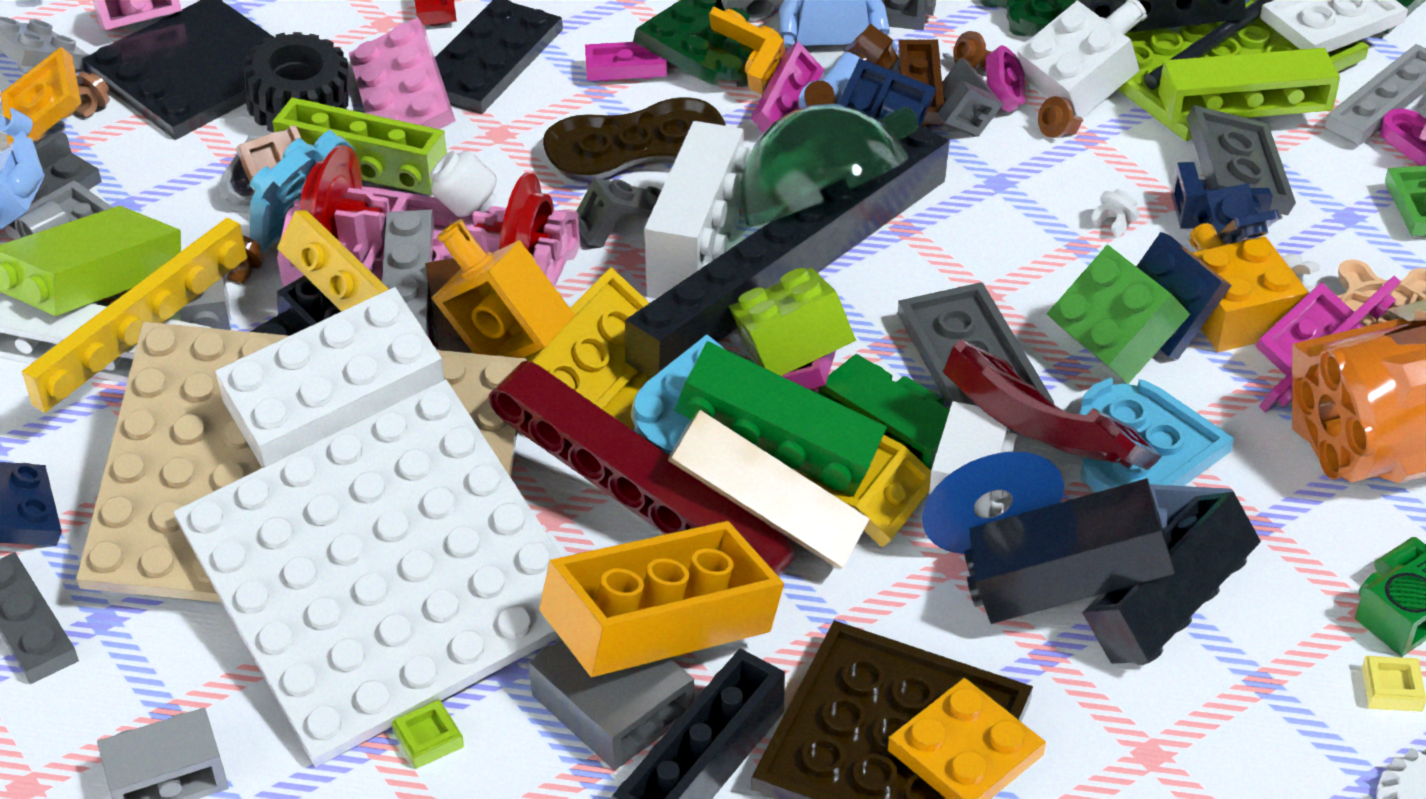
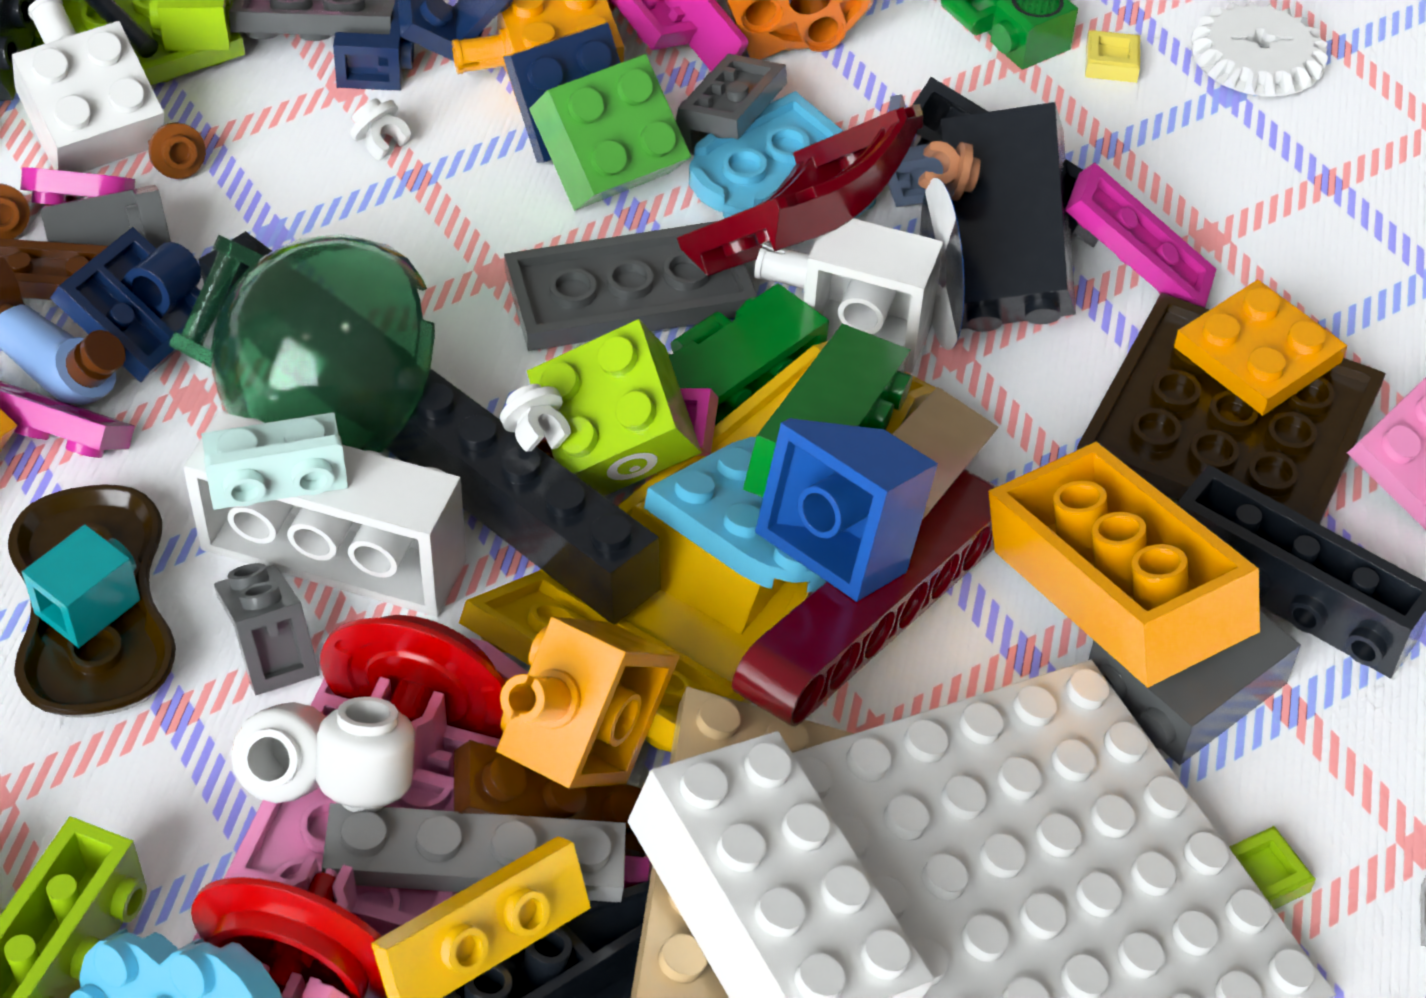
camera: 90 degrees left, 5 degrees up
(444, 199) = (365, 754): none -> white head
(623, 117) = (82, 584): none -> teal brick
(650, 400) = (845, 502): none -> blue slope
(690, 149) = (274, 461): none -> light aqua bracket
(760, 262) = (535, 415): none -> white plate
(1075, 655) = (1139, 237): none -> dark pink plate
(1080, 487) = (959, 167): none -> nougat plate
(1196, 388) = (729, 98): none -> dark grey bracket

